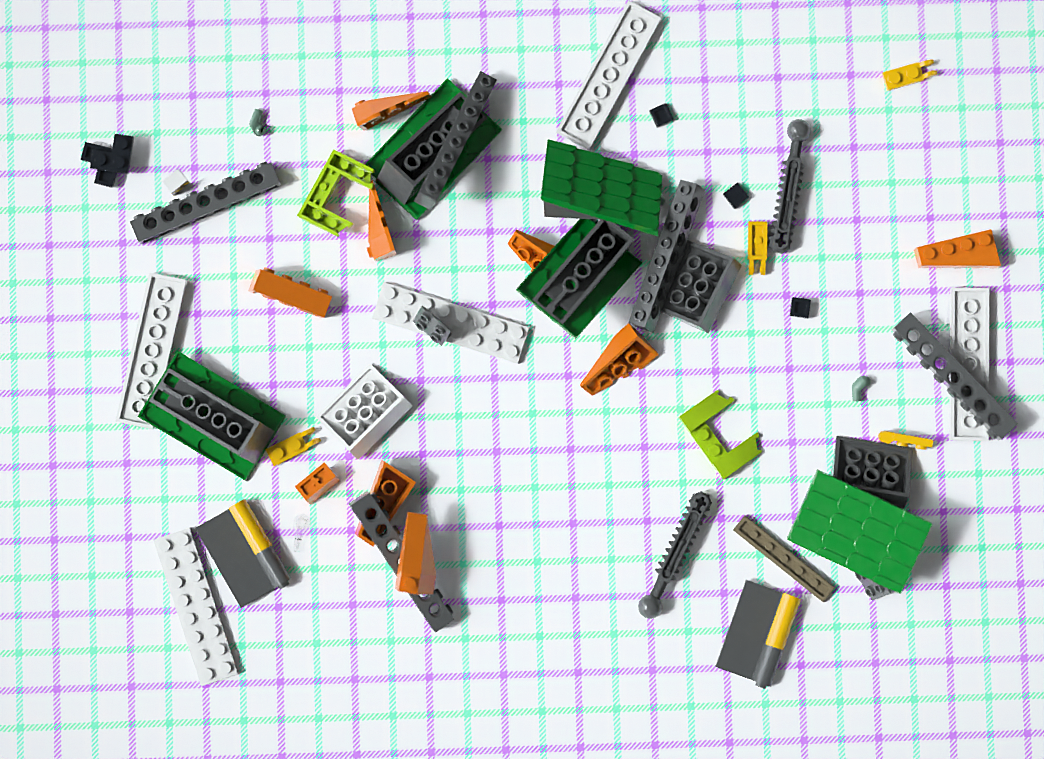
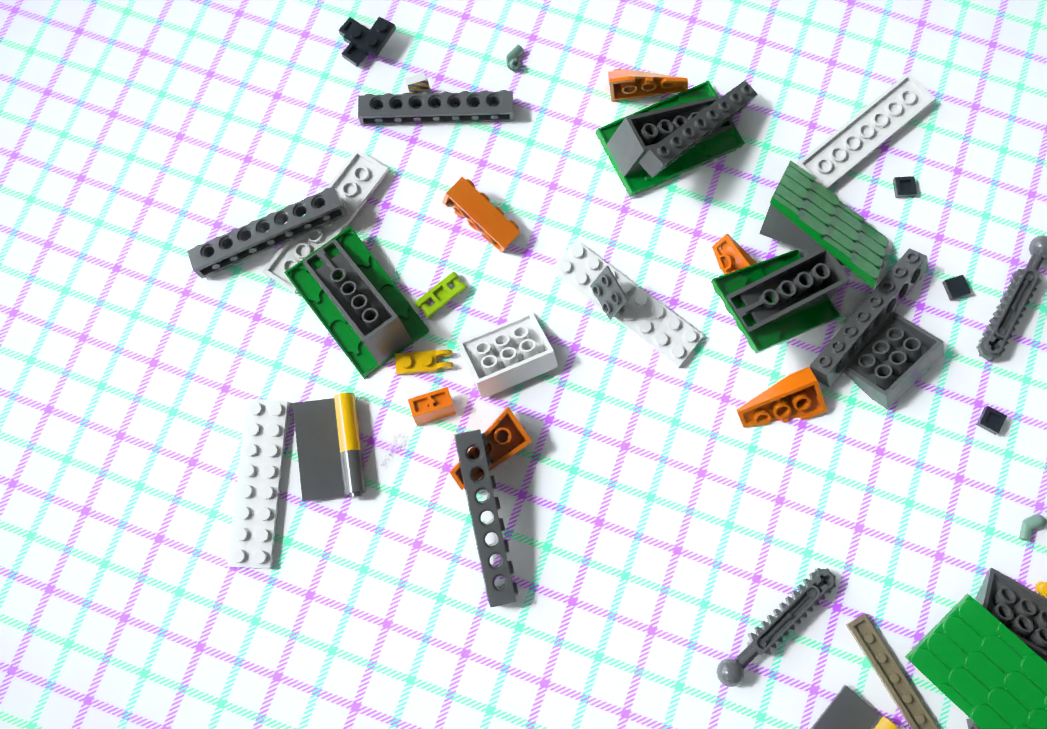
camera: 25 degrees right, 10 degrees down
(74, 423) = (235, 247): none -> dark grey brick
(283, 379) = (441, 295): none -> lime plate
(336, 166) = (576, 119): lime wedge -> none
(379, 237) = (589, 193): orange wedge -> none
(416, 563) = (500, 523): orange wedge -> none
(695, 424) = (859, 548): lime wedge -> none
(757, 245) = (964, 343): yellow hinge -> none

